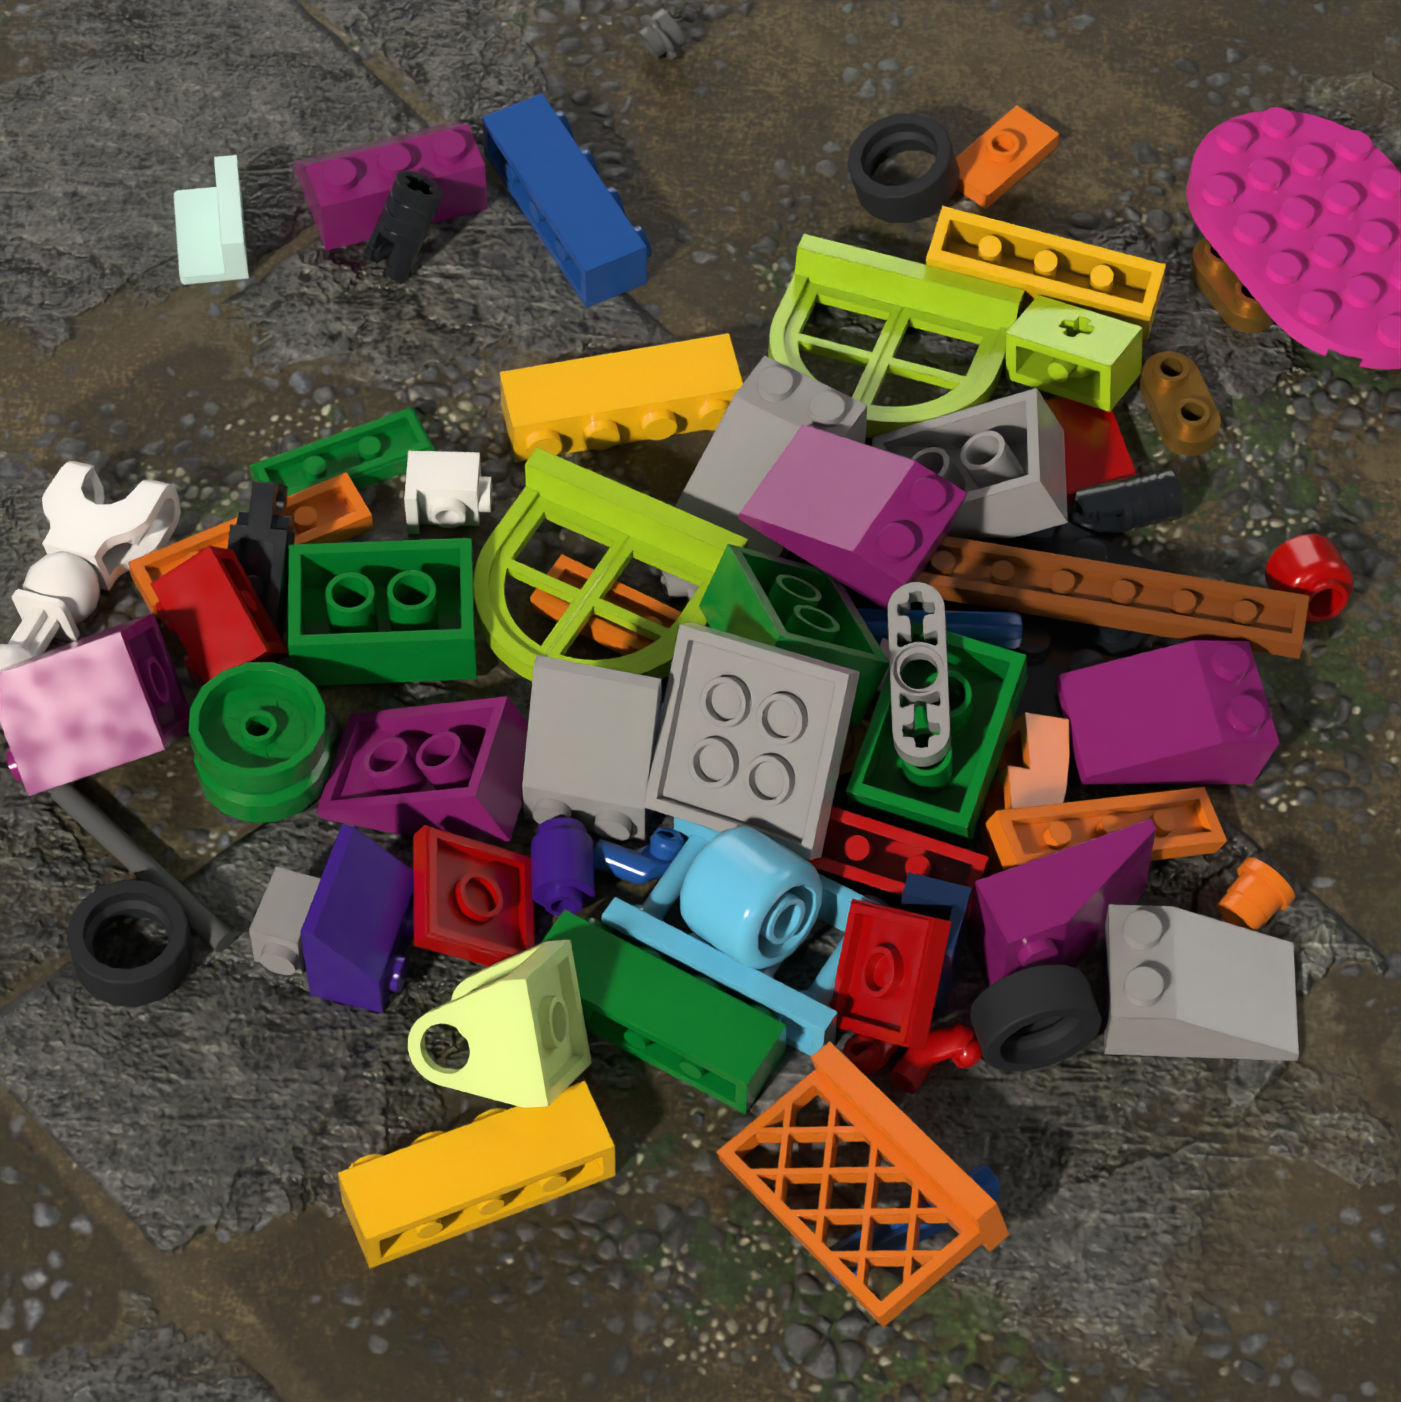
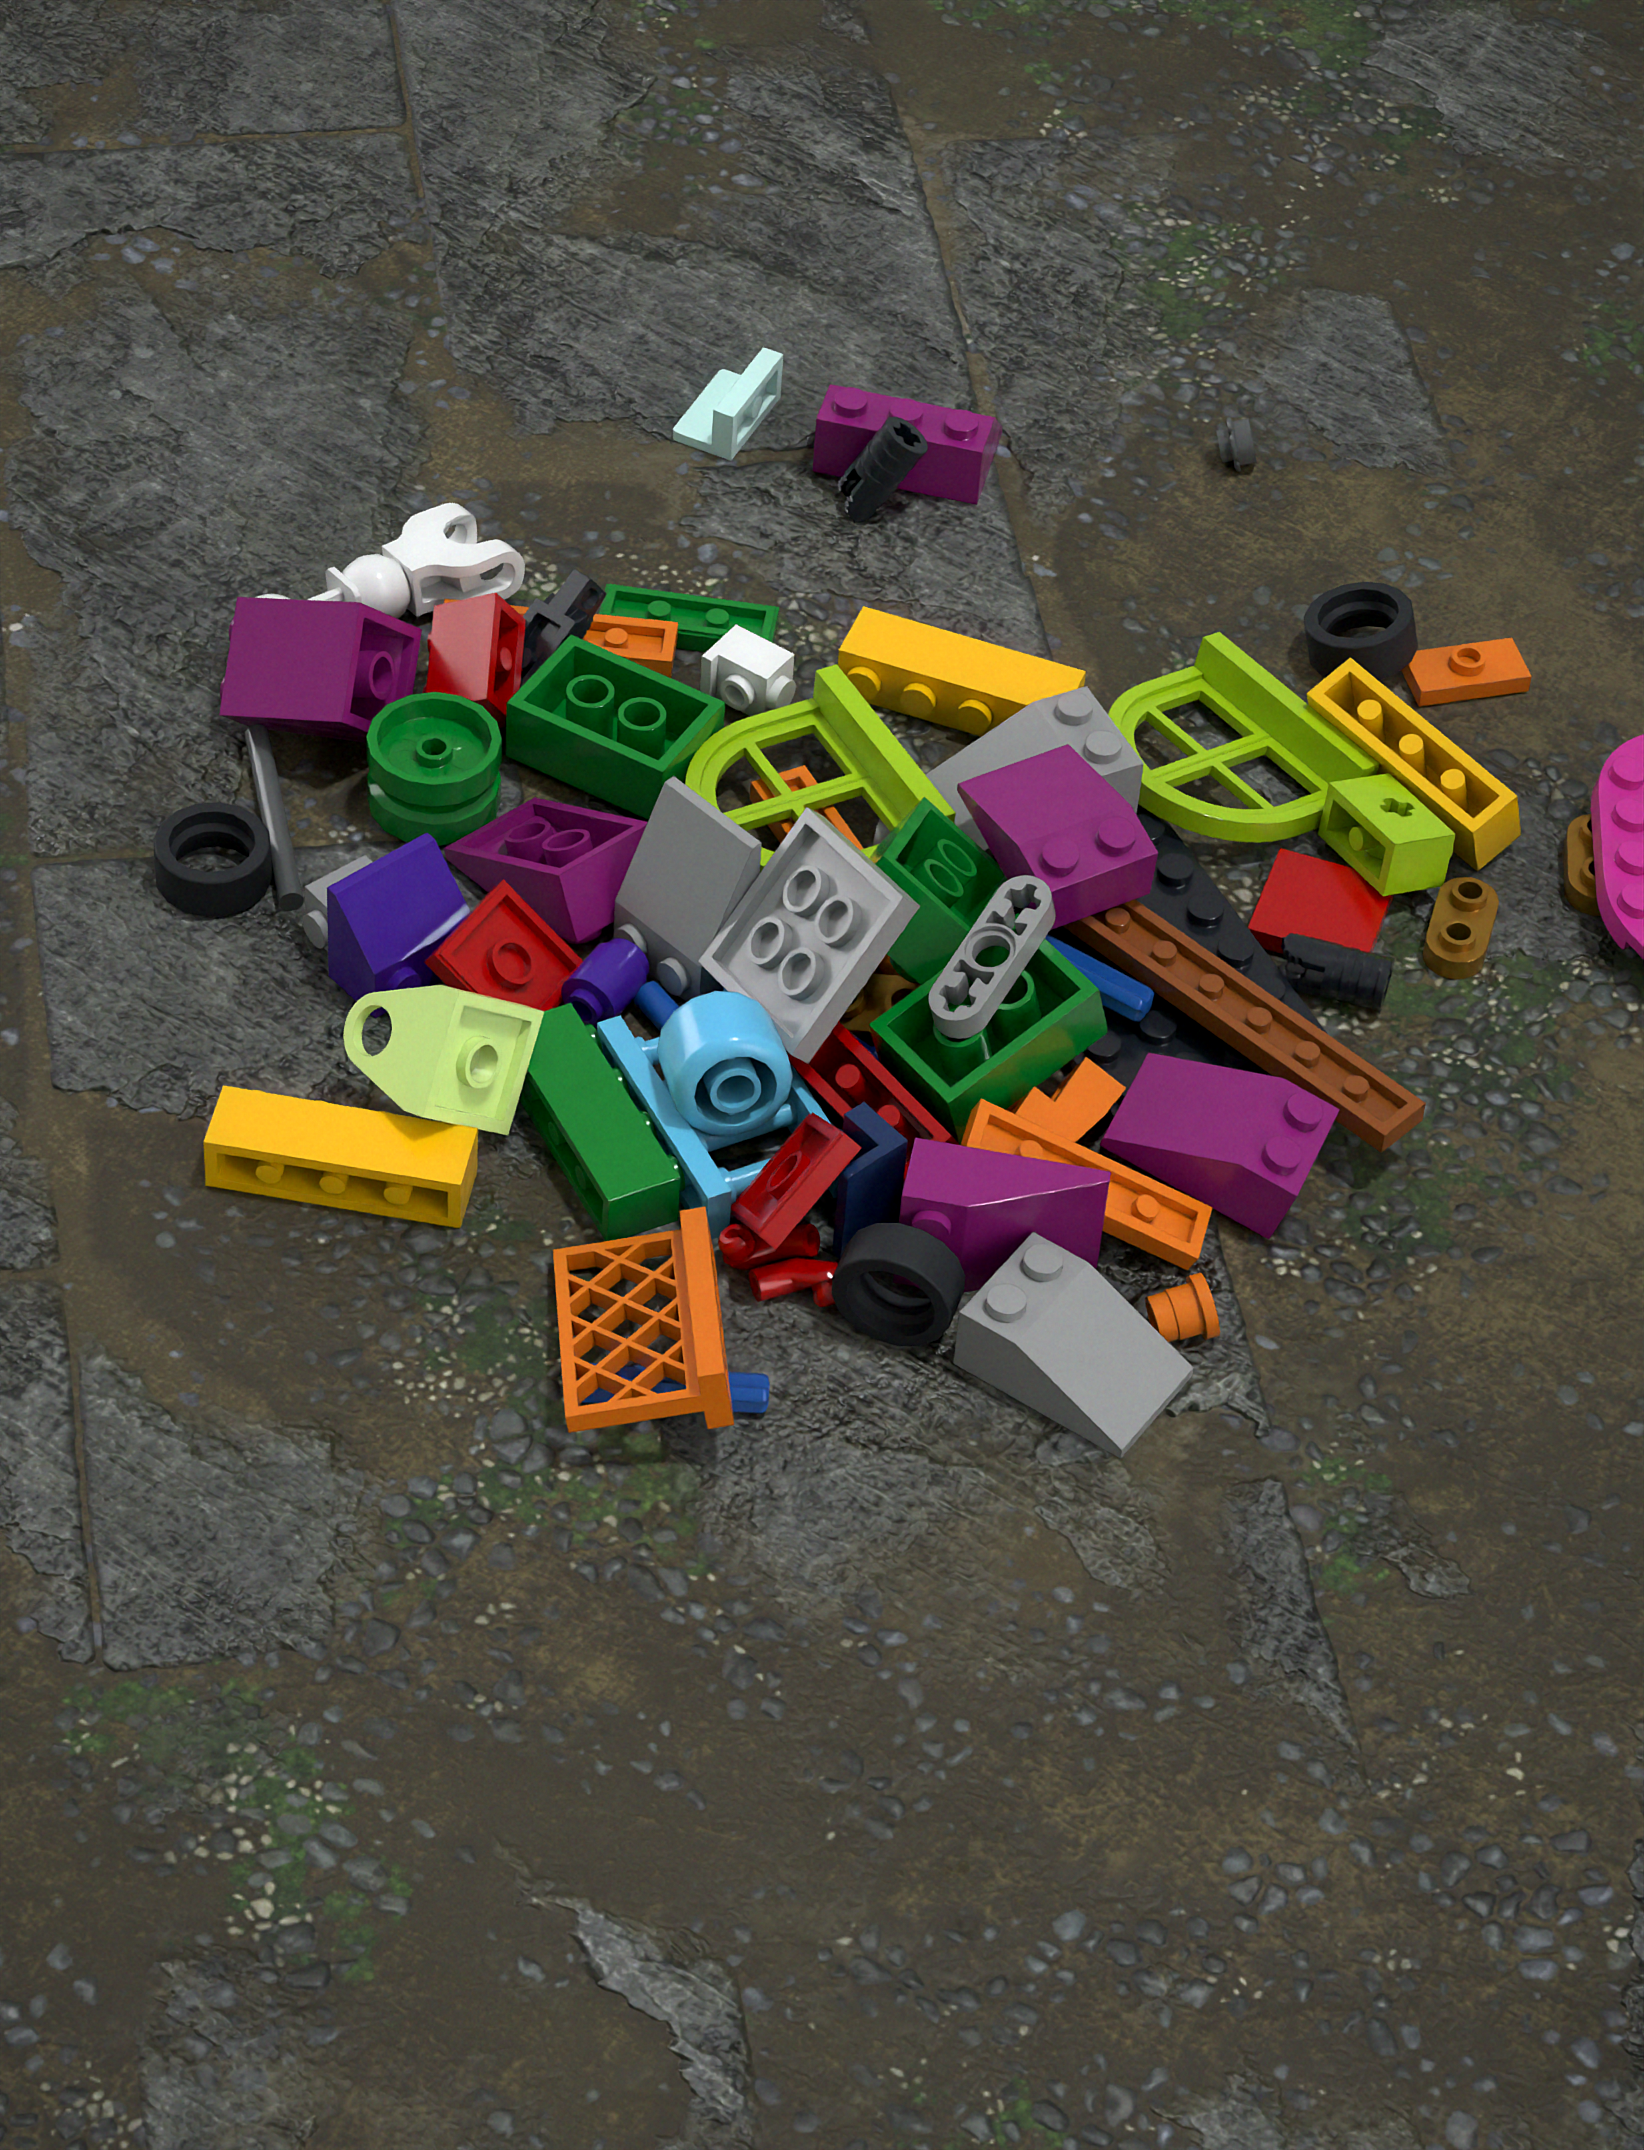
camera: 30 degrees right, 10 degrees down
(566, 200) = (1042, 521): blue brick -> none
(1002, 456) = (1226, 871): light grey slope -> none
(1312, 568) = (1457, 1107): red head -> none

